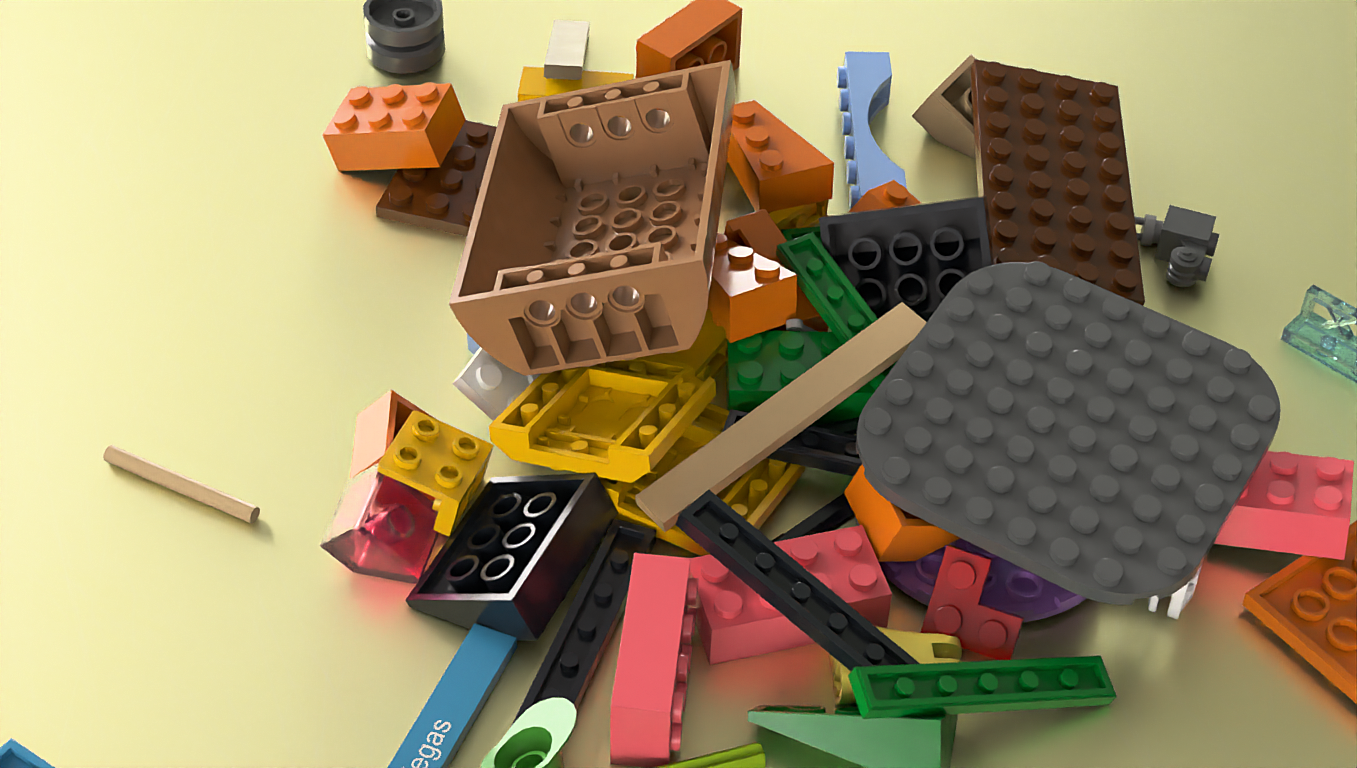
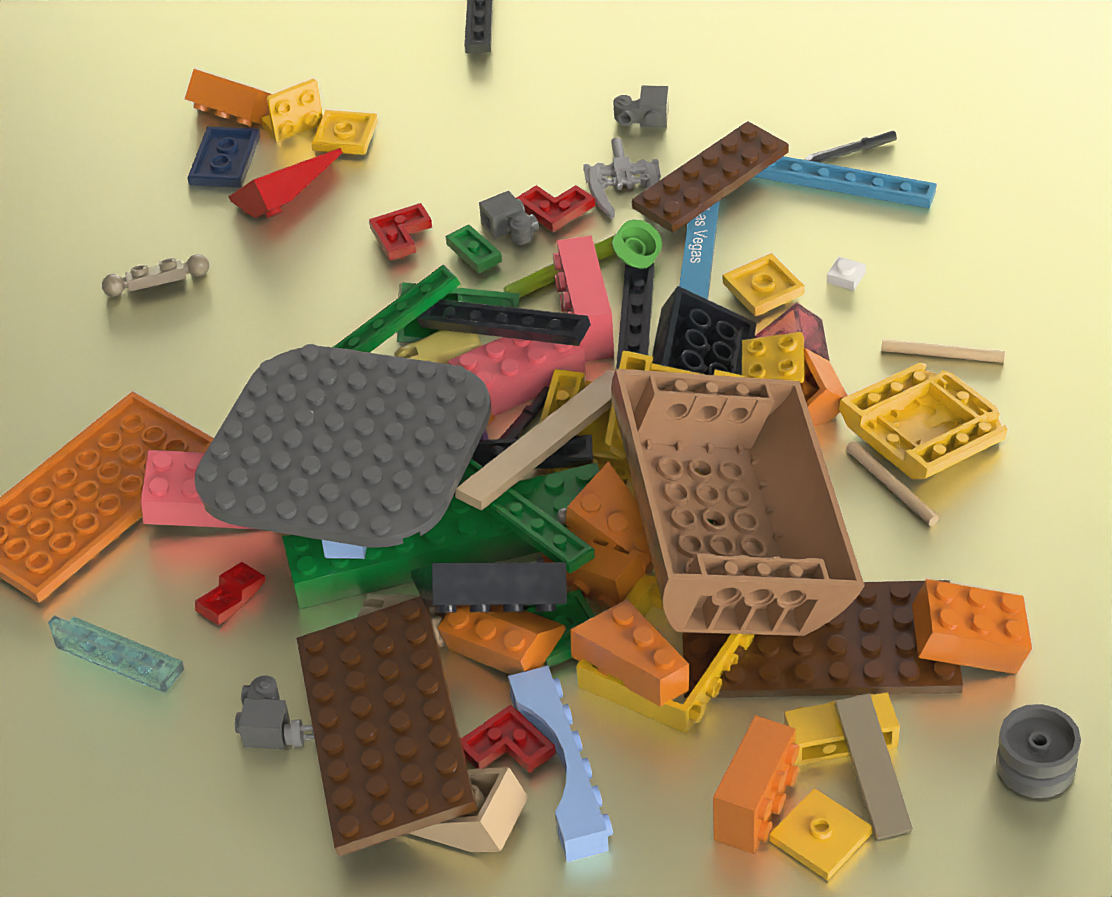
camera: 170 degrees right, 0 degrees up
(226, 647) = (846, 273): none -> white plate
(274, 377) = (923, 420): none -> yellow wedge
(363, 650) = (763, 284): none -> yellow plate
(366, 332) = (892, 483): none -> tan bar
(620, 36) = (820, 834): none -> yellow plate
(928, 173) = (507, 733): none -> red plate

